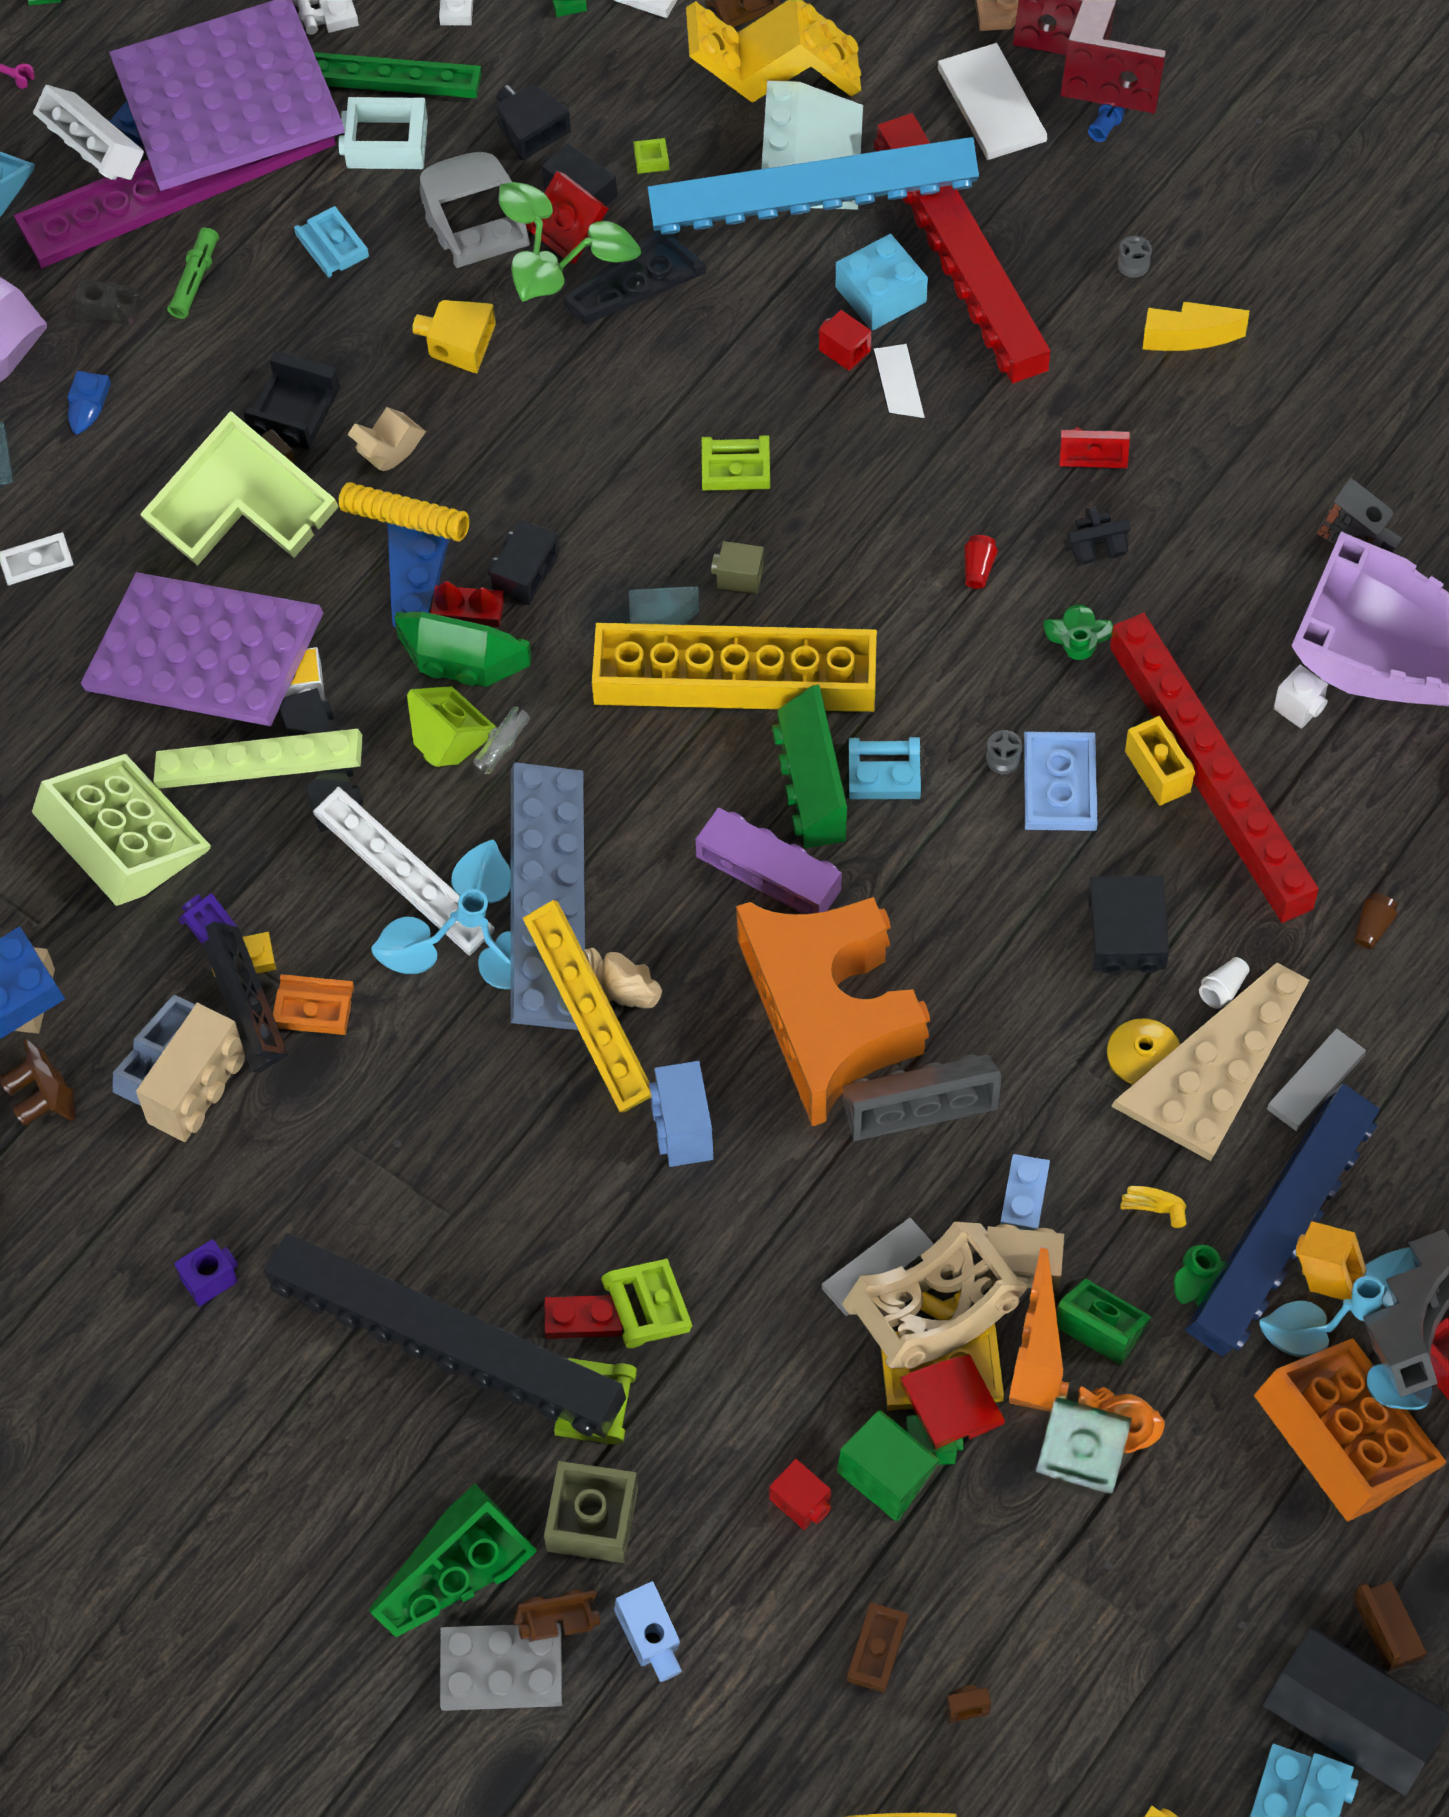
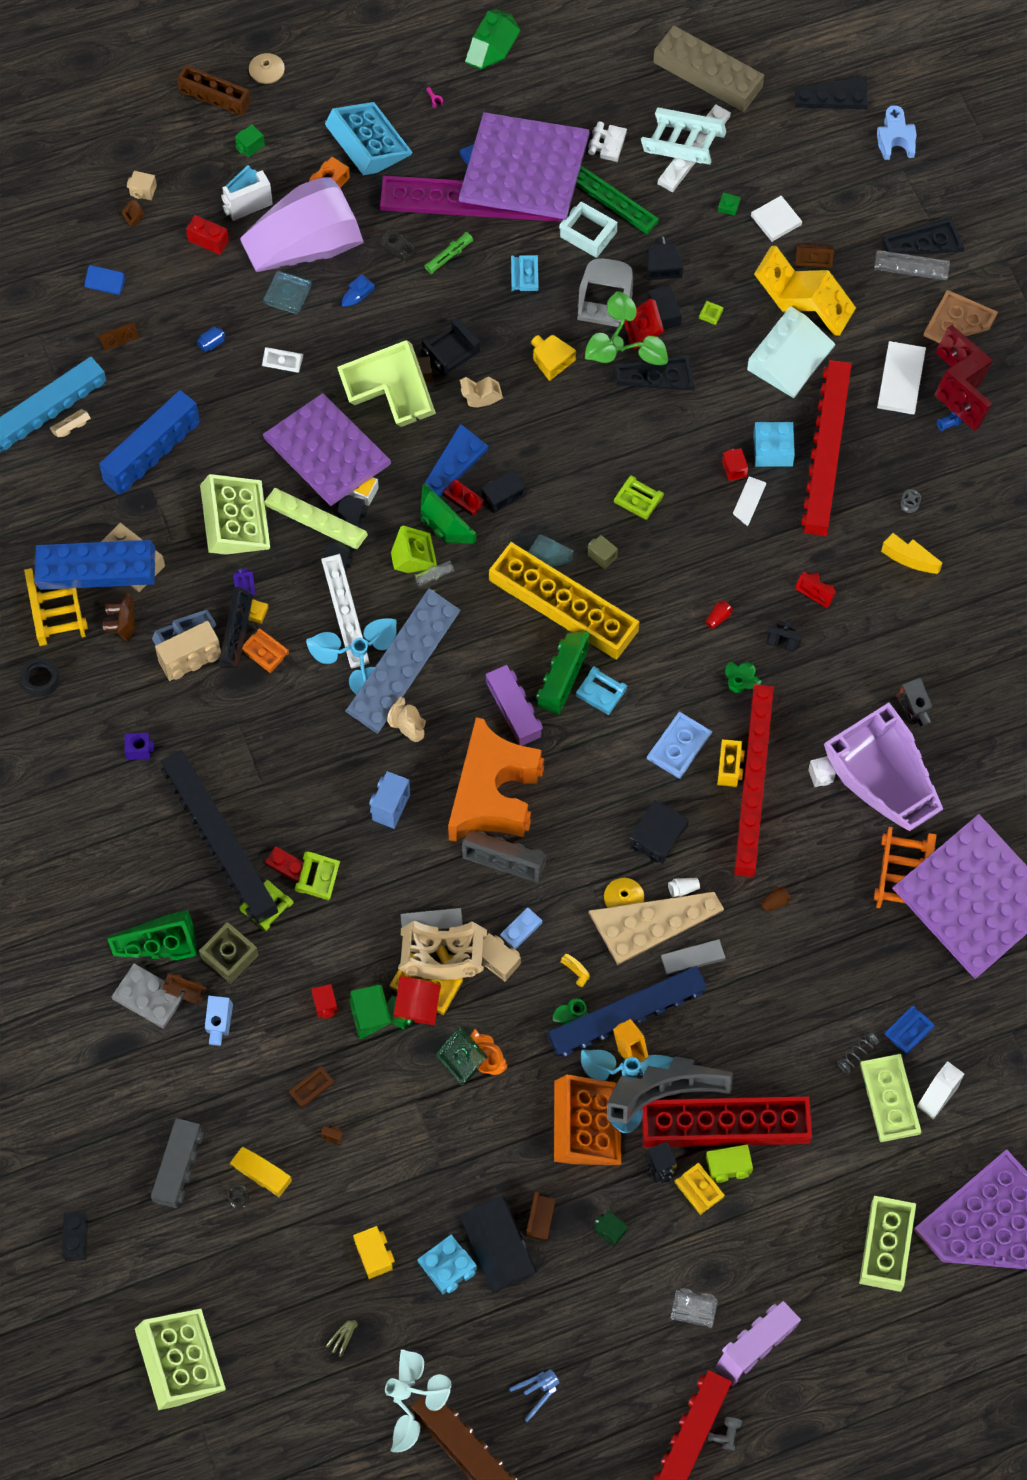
camera: 30 degrees right, 5 degrees up
(88, 133) = (443, 151): white brick -> none
(404, 511) = (462, 434): yellow piece -> none
(588, 1006) = (382, 723): yellow plate -> none
(813, 184) = (771, 375): dark azure brick -> none
(1004, 743) = (659, 711): dark grey wheel -> none
(1039, 1359) = (466, 1009): orange wedge -> none
(1101, 1320) = (513, 1005): green slope -> none

